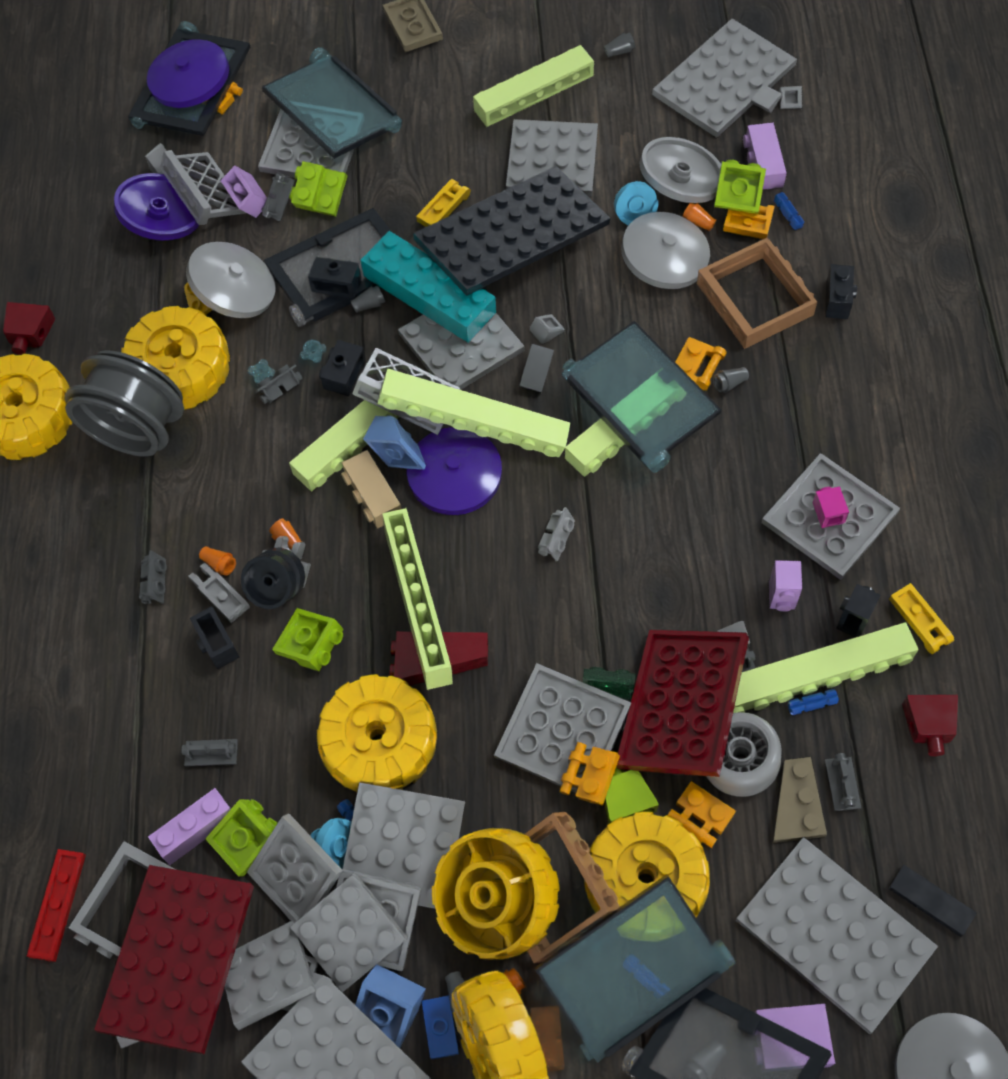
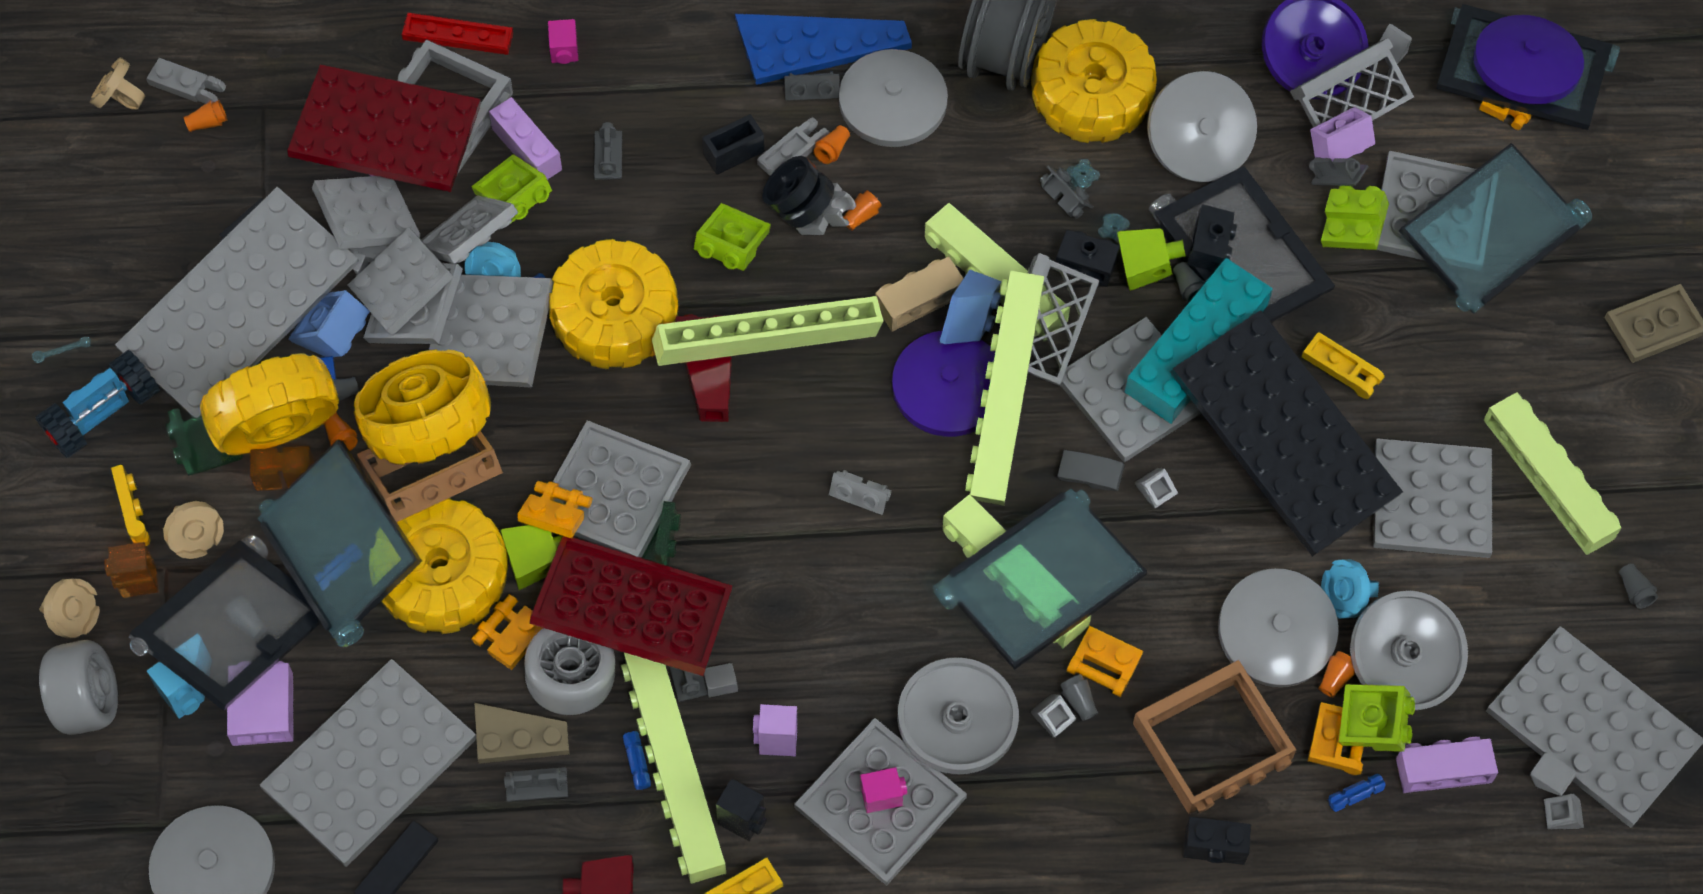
camera: 85 degrees right, 0 degrees up
(81, 797) = (563, 41): none -> dark pink brick
(107, 588) = (809, 44): none -> blue wing
(171, 514) = (893, 98): none -> light grey dish
(344, 323) = (1147, 256): none -> lime torso
(743, 399) = (1053, 714): none -> light grey slope
(757, 457) = (958, 715): none -> light grey dish

